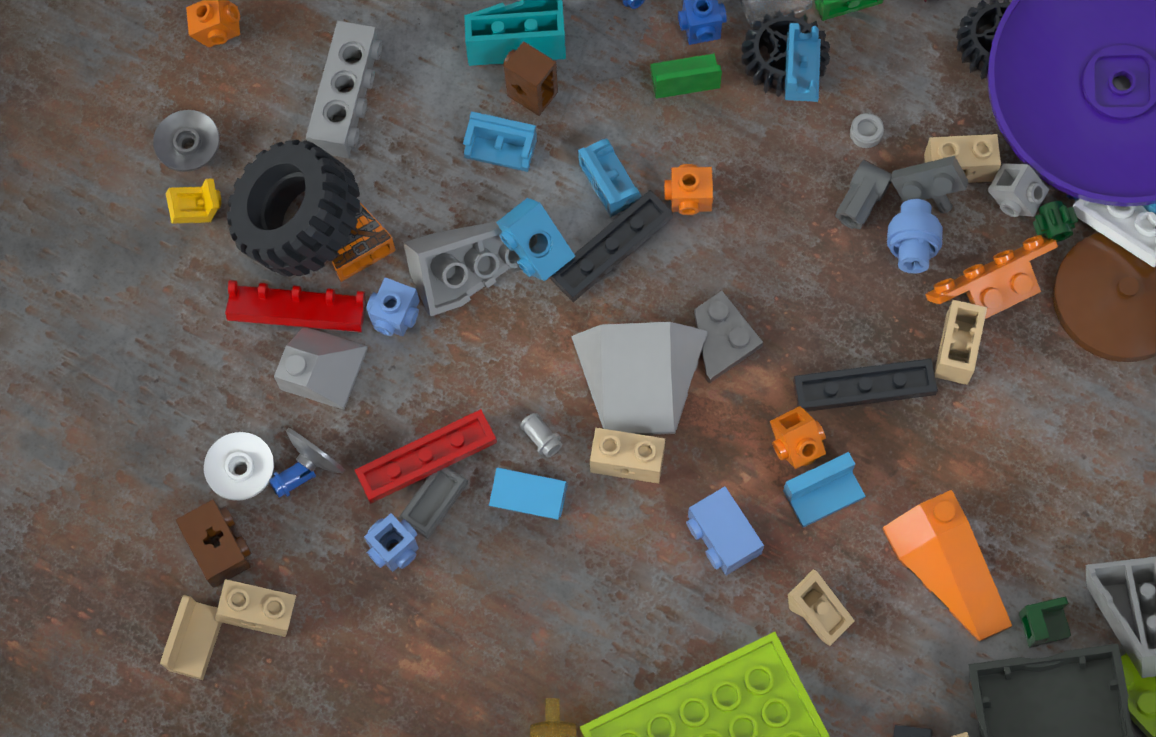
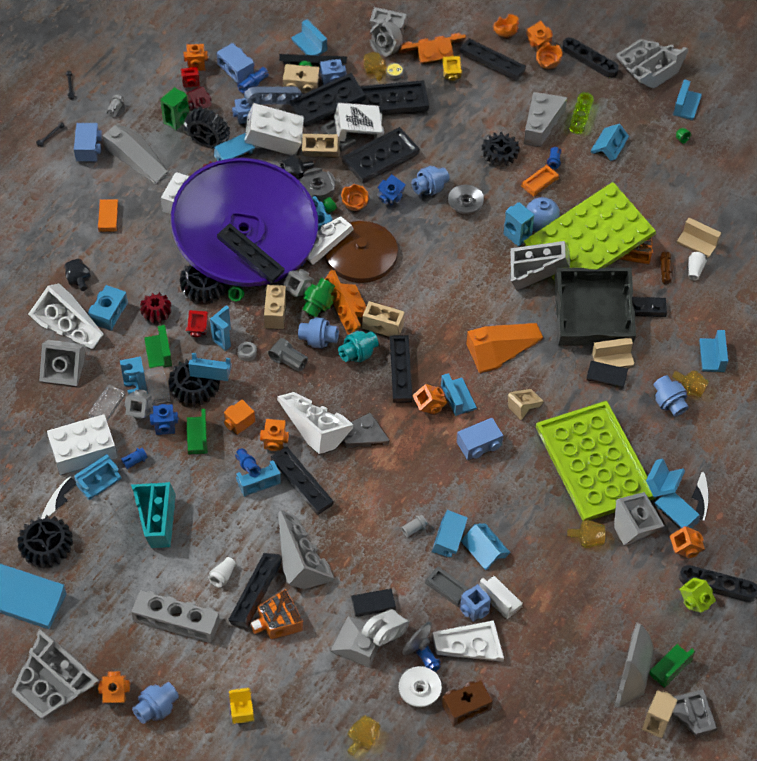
camera: 90 degrees left, 15 degrees down
(157, 389) = (363, 733): none -> clear yellow piece
(183, 128) = (196, 701): flat silver dish -> none
(191, 79) = (155, 702): none -> medium blue piece
(191, 639) = (523, 718): tan panel -> none
(255, 608) = (510, 677): tan brick -> none
(295, 307) = (319, 652): red hinge -> none
(319, 224) = (234, 642): black tyre -> none
(327, 396) = (385, 627): none -> white piece
(327, 544) = (469, 641): none -> white wing
(393, 308) = (329, 594): medium blue brick -> none
(393, 383) = (373, 602): none -> black tile
(409, 201) = (255, 589): none -> black plate
(416, 587) = (501, 597): none -> white panel
(425, 456) = (423, 584): red hinge -> none
(427, 146) = (220, 574): none -> white cone
(500, 141) = (226, 532): dark azure hinge -> none
(516, 558) = (484, 545): none -> dark azure panel
(530, 78) = (191, 507): reddish brown brick -> none
(551, 248) = (297, 513): dark azure brick -> none
(627, 455) = (432, 482): tan brick -> none
(630, 154) = (248, 462): none -> blue pin
(640, 373) = (384, 475): light grey wedge -> none
(723, 131) = (239, 417): none -> orange brick
(725, 259) = (317, 426): none -> white wedge
(895, 305) = (358, 346): none -> teal piece
(897, 71) = (220, 328): none -> dark azure panel
(906, 42) = (197, 323): none -> red bracket
(931, 181) = (289, 319): dark grey plate -> none
(980, 96) = (233, 293): none -> green hinge
(990, 226) = (318, 298): none -> green piece
(1045, 622) = (536, 308): dark green panel -> none
(1048, 89) = (250, 253): none -> black plate
(1055, 221) = (318, 270): dark green gear -> none

